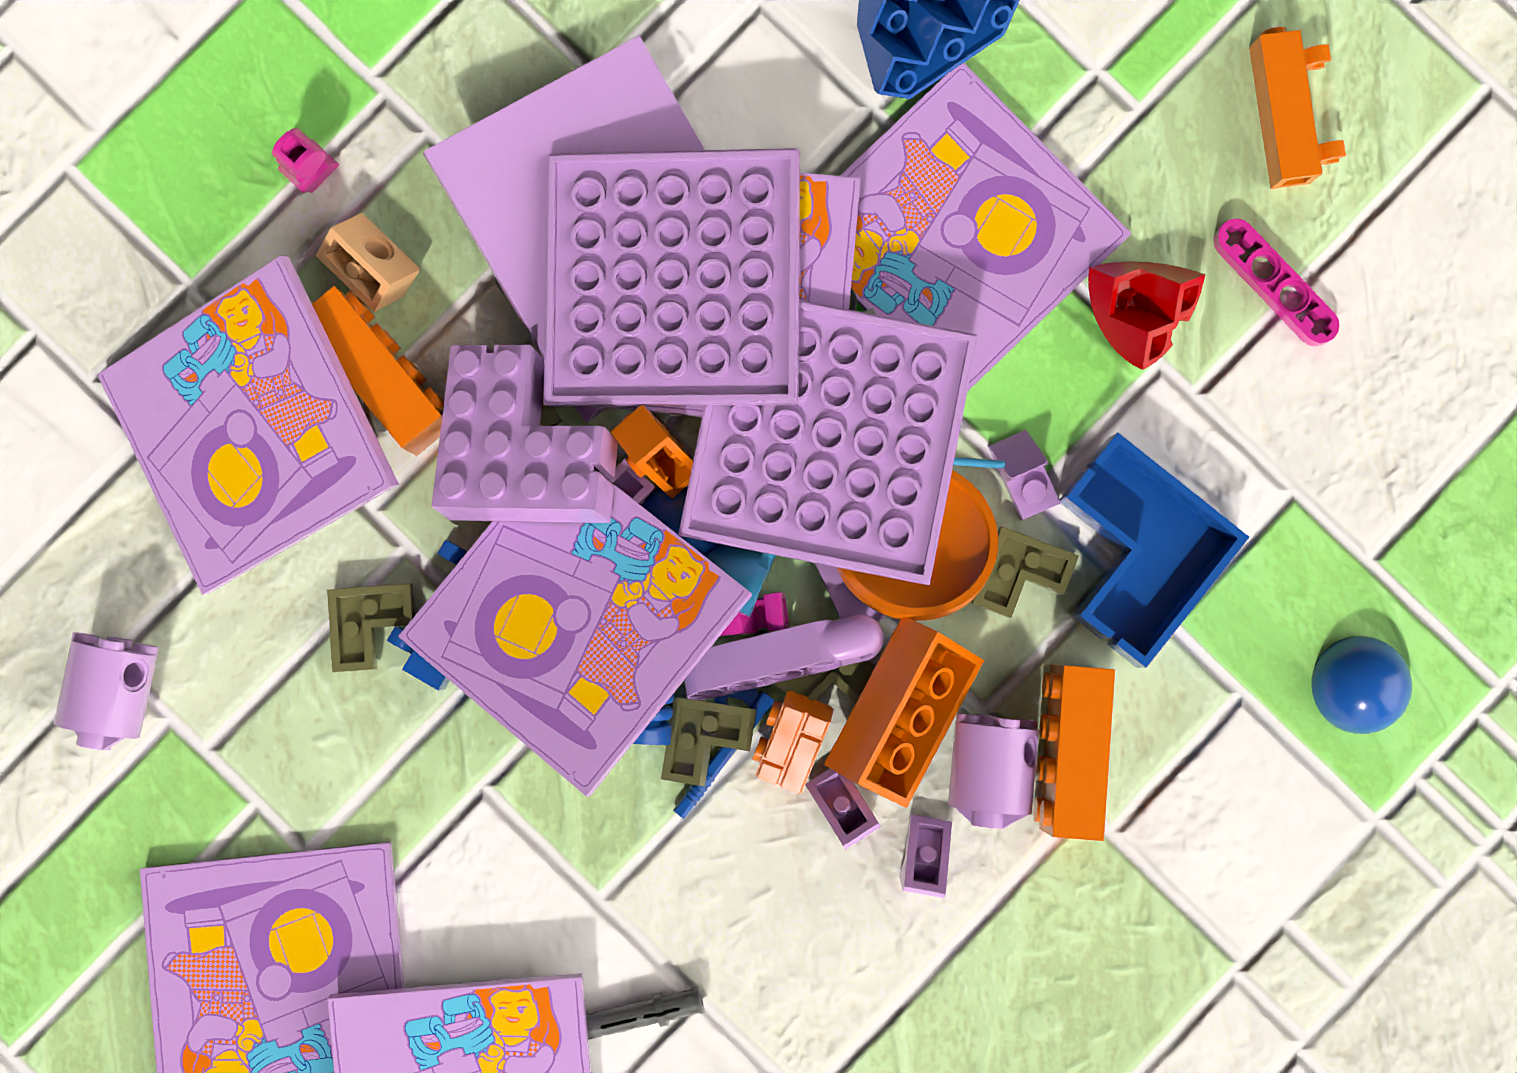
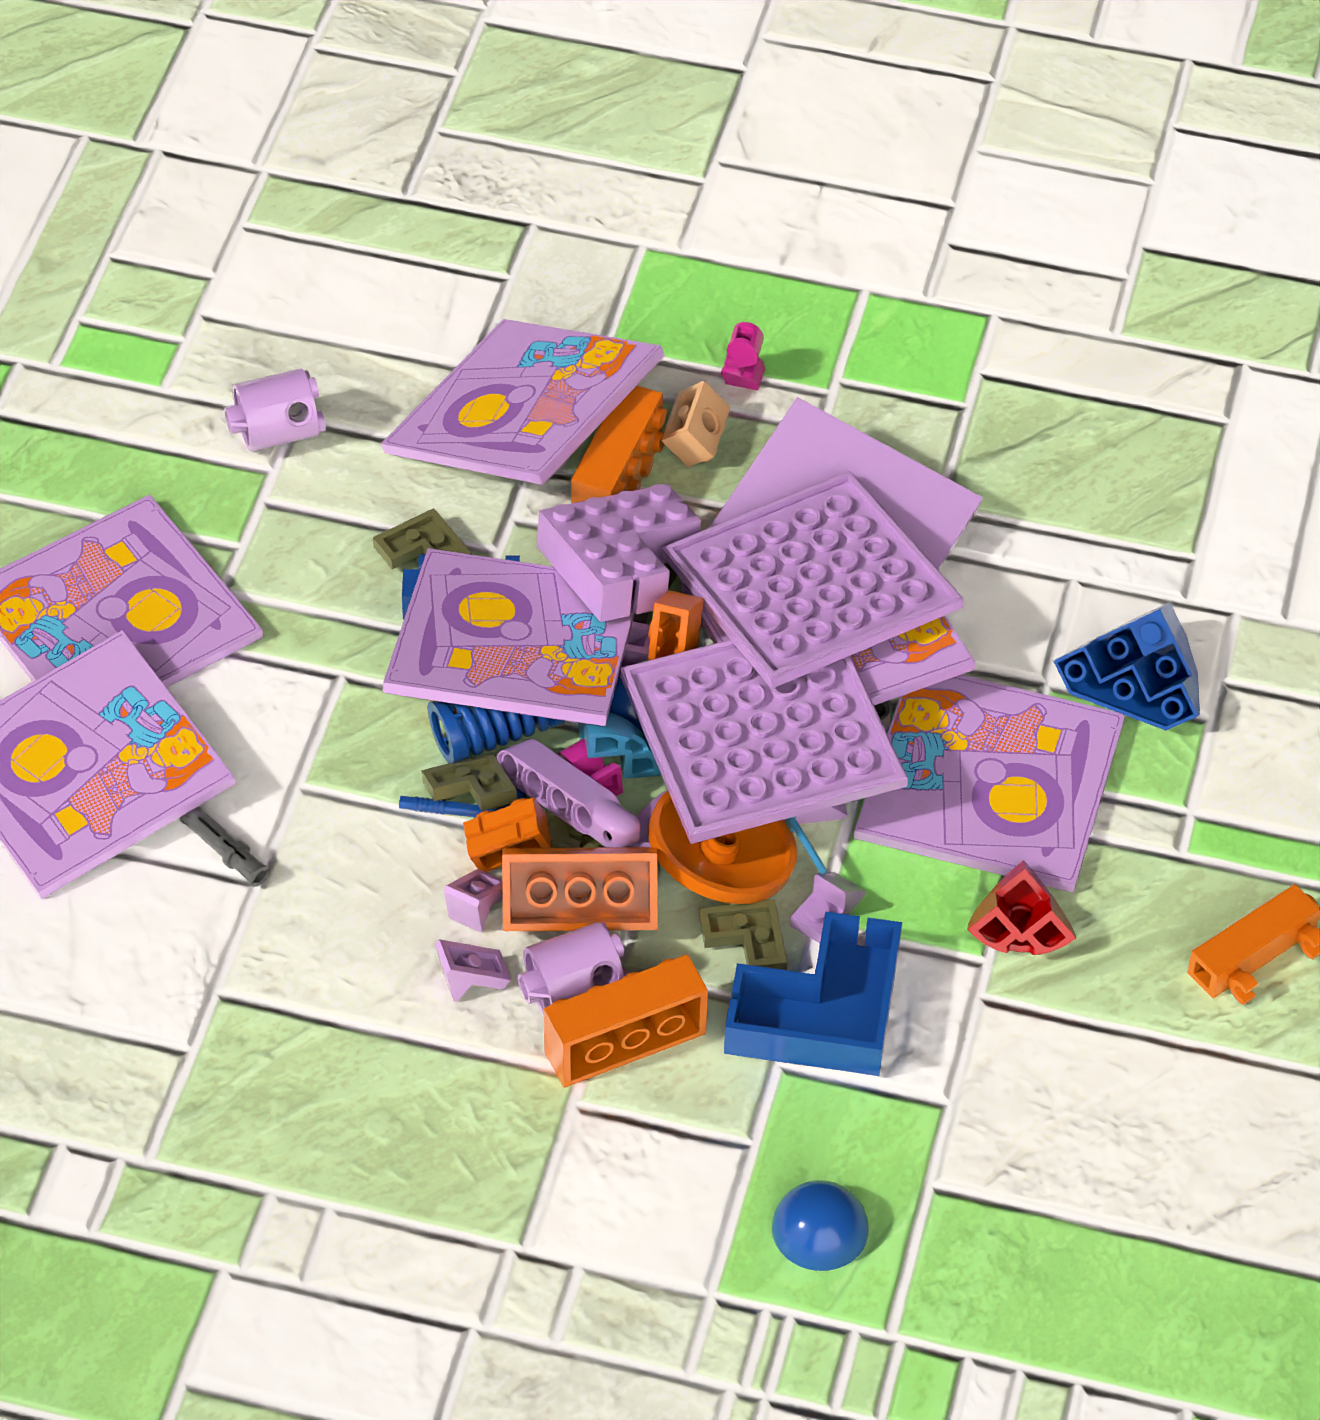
camera: 65 degrees right, 35 degrees down
(1281, 277) = (1111, 1005): dark pink beam -> none

